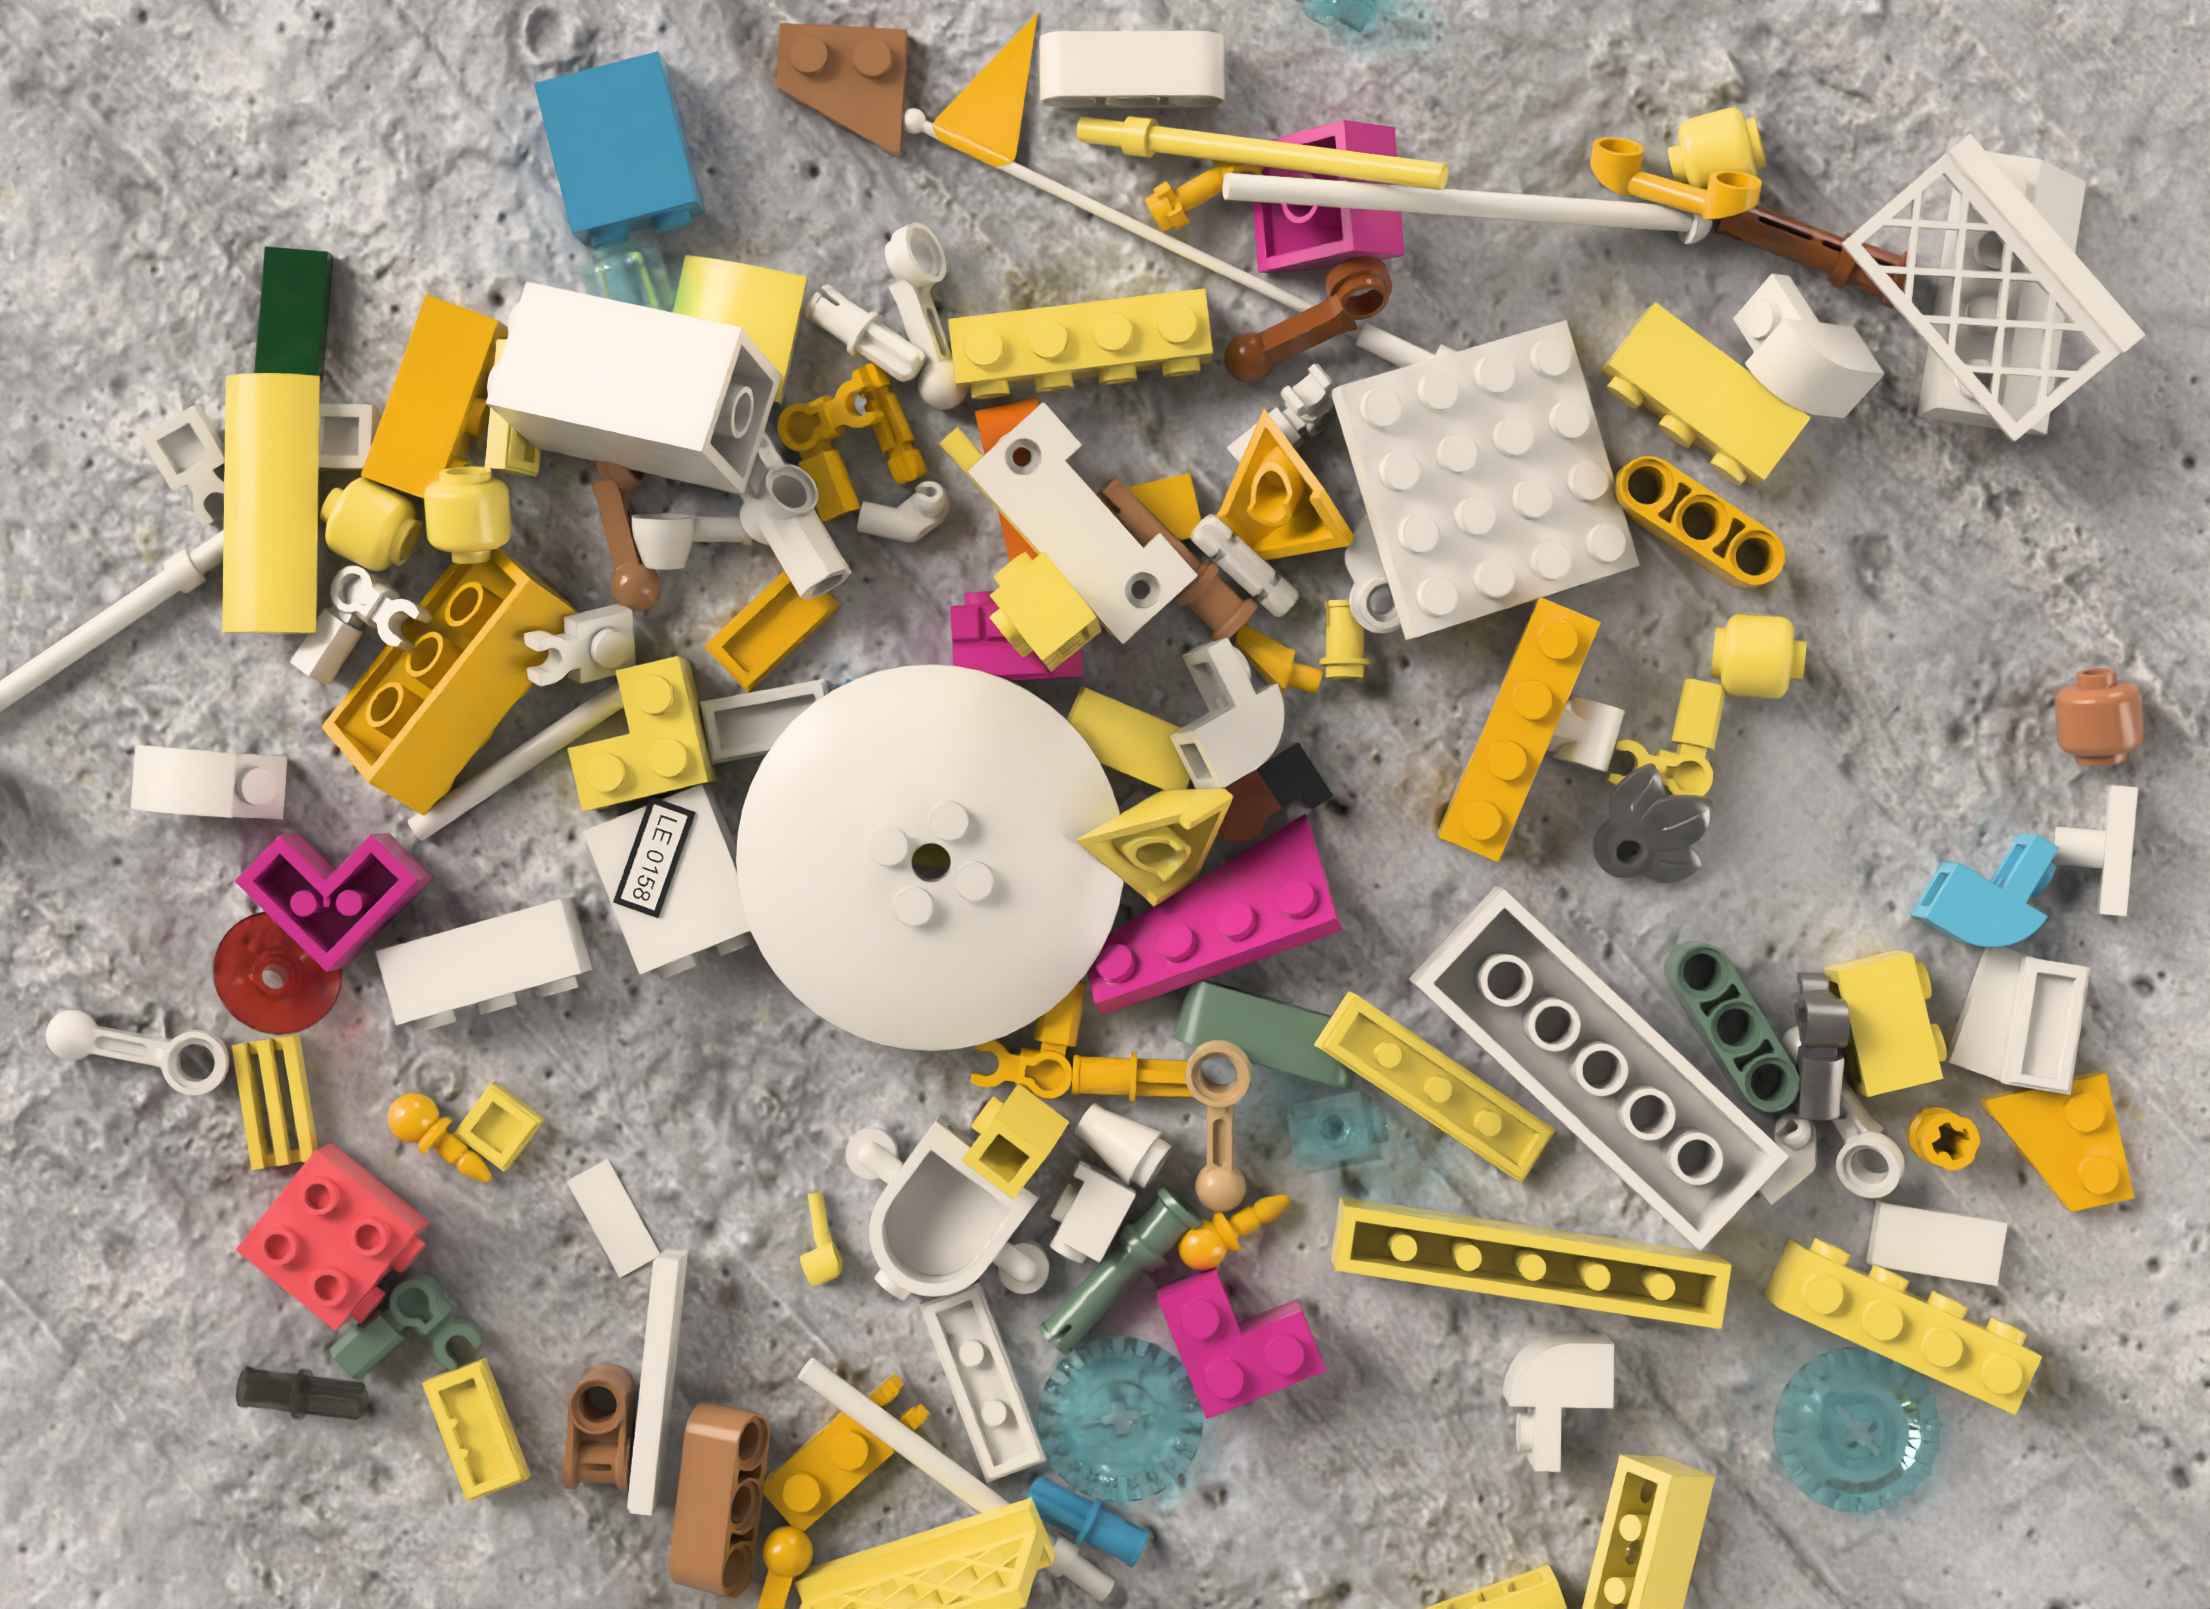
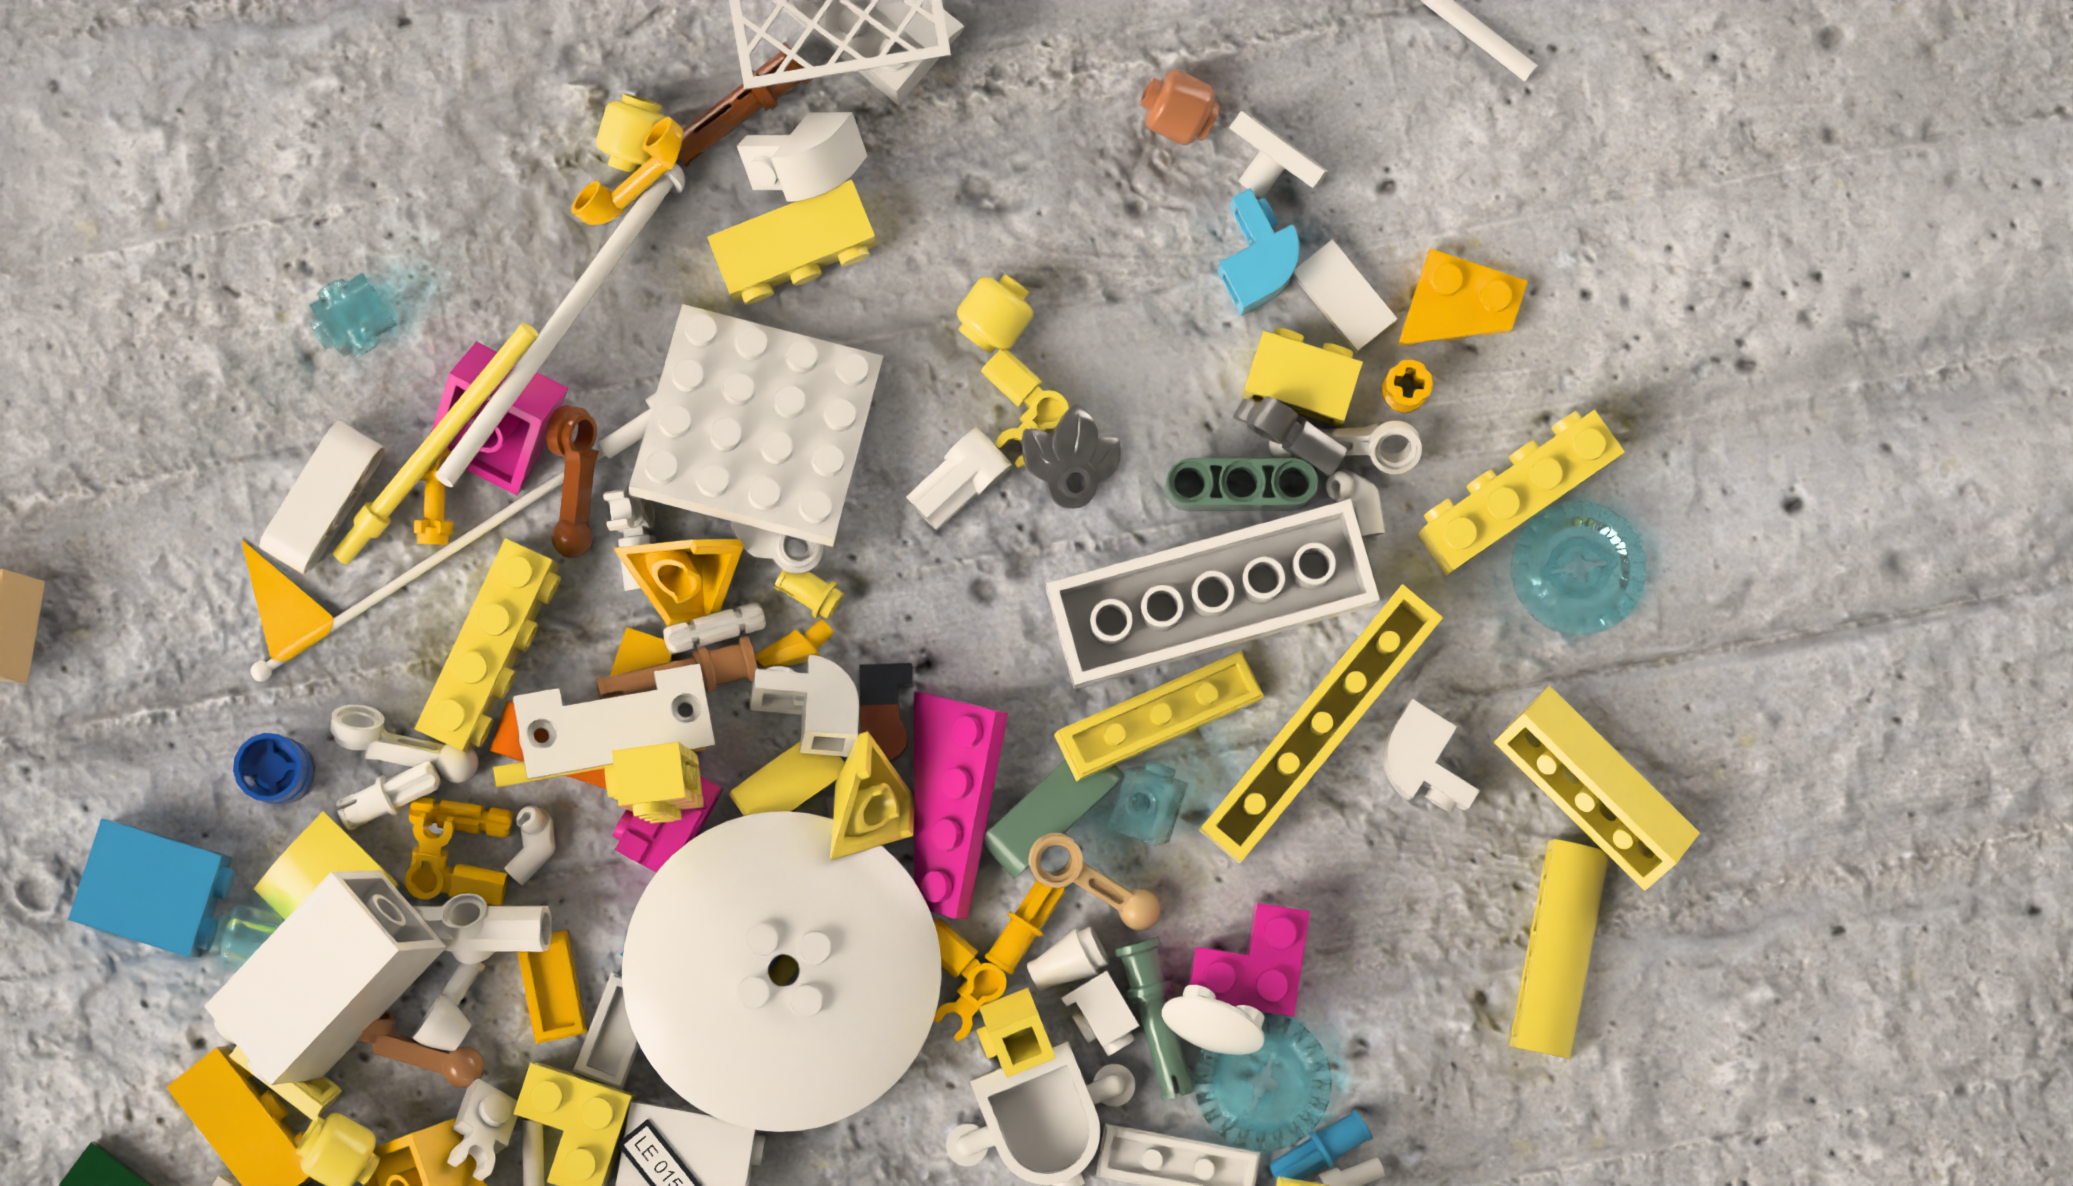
camera: 60 degrees left, 5 degrees down
(819, 198) = (273, 768): none -> blue wheel
(848, 77) = (201, 698): medium nougat wing -> none
(1148, 1342) = (1214, 1023): none -> white dish
(1208, 1244) = (1175, 942): yellow bar -> none
(1518, 729) = (943, 506): yellow arch -> none
(1727, 530) = (891, 277): yellow beam -> none
(1936, 1243) = (1479, 434): white tile -> none
(2045, 1025) = (1369, 269): white tile -> none

